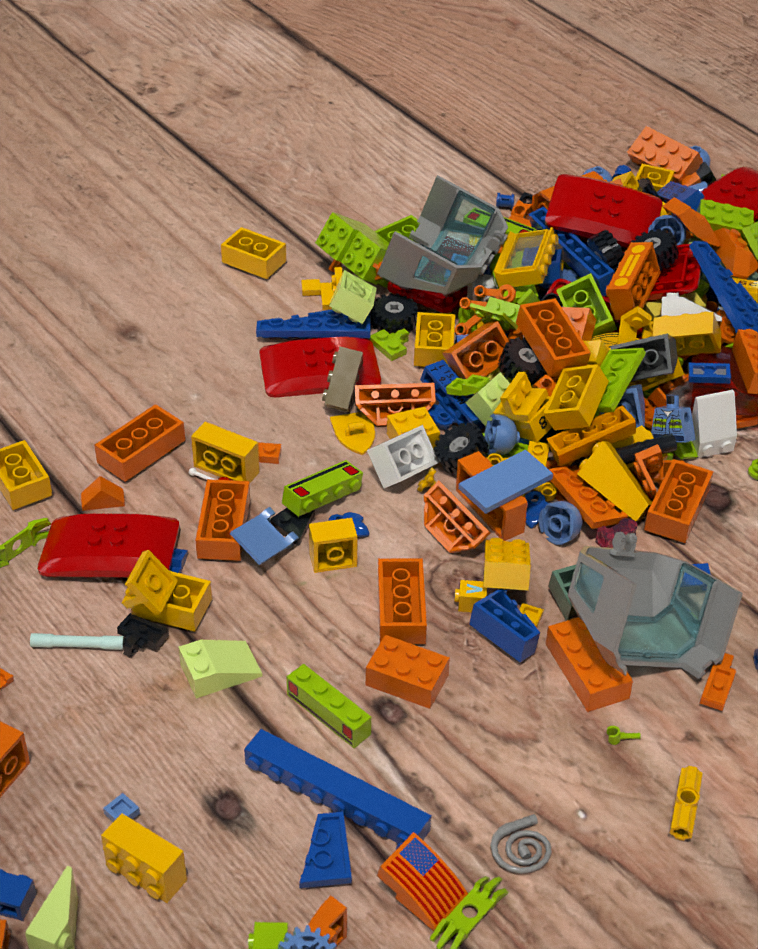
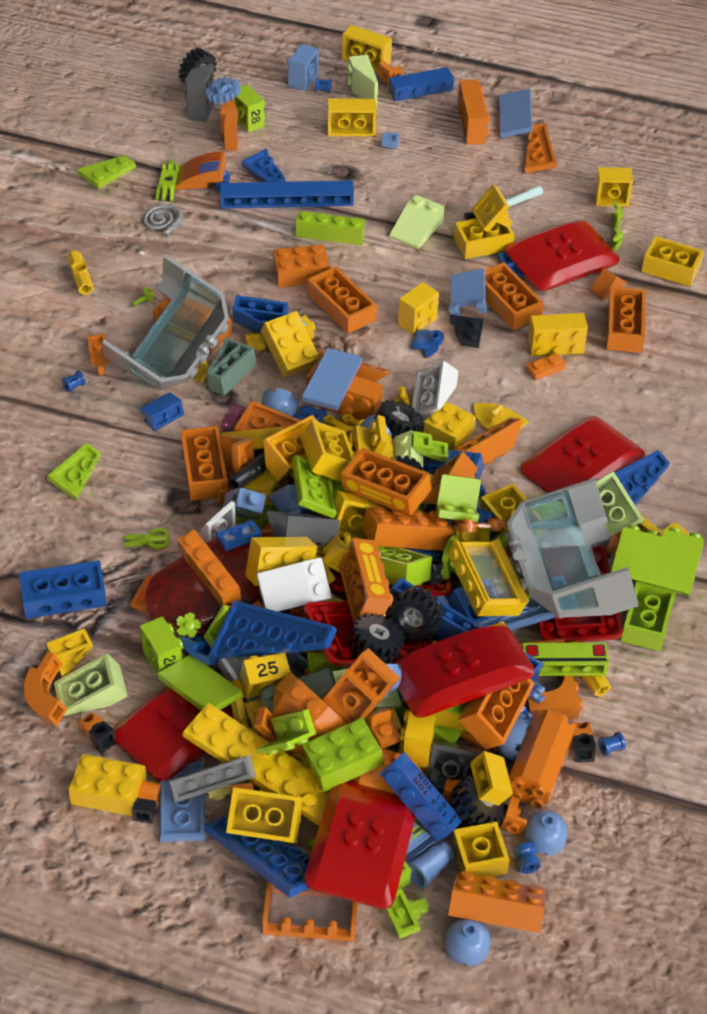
camera: 145 degrees right, 5 degrees up
(322, 488) = (467, 344): lime brick -> none
(343, 379) = (542, 432): dark tan wedge -> none
(703, 174) = (434, 888): black leg -> none

